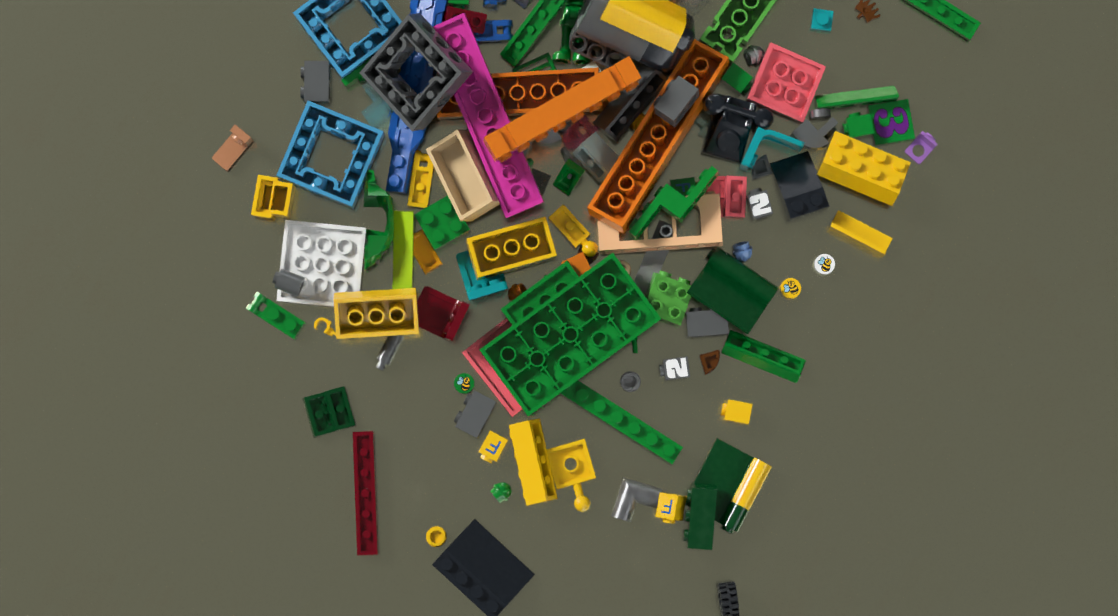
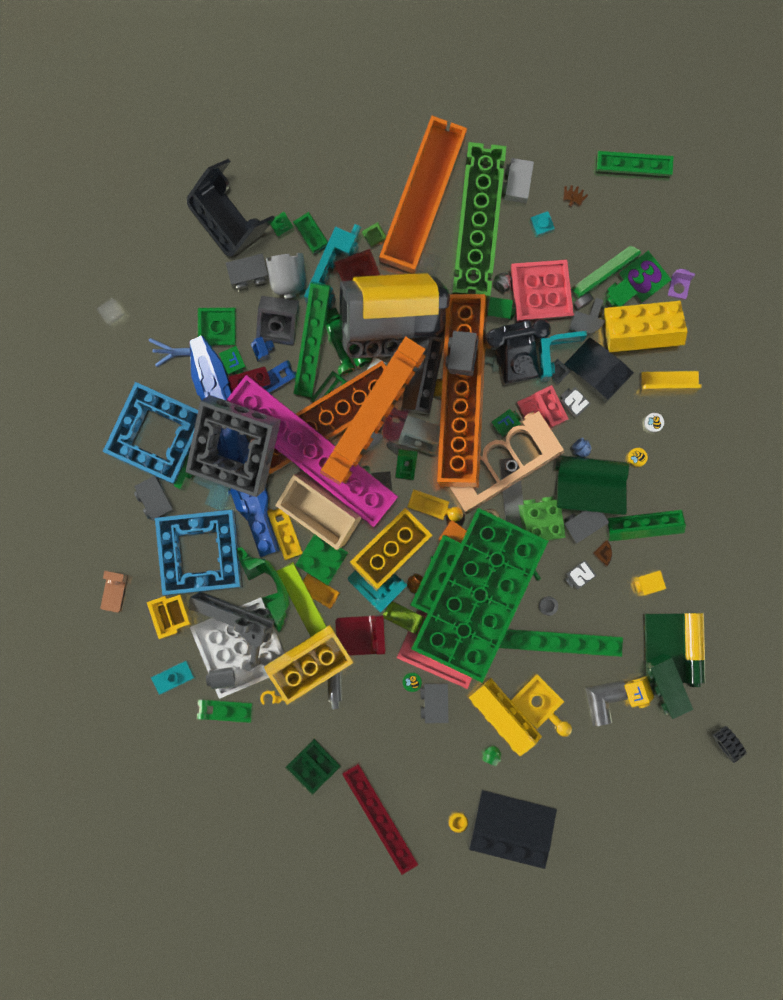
camera: 30 degrees left, 0 degrees up
(244, 258) = (172, 677): none -> teal plate
(344, 249) = (252, 625): none -> dark grey piece
(488, 318) = (403, 617): none -> lime tile
(492, 447) = (465, 722): yellow brick -> none
(673, 202) = (505, 439): green bracket -> none

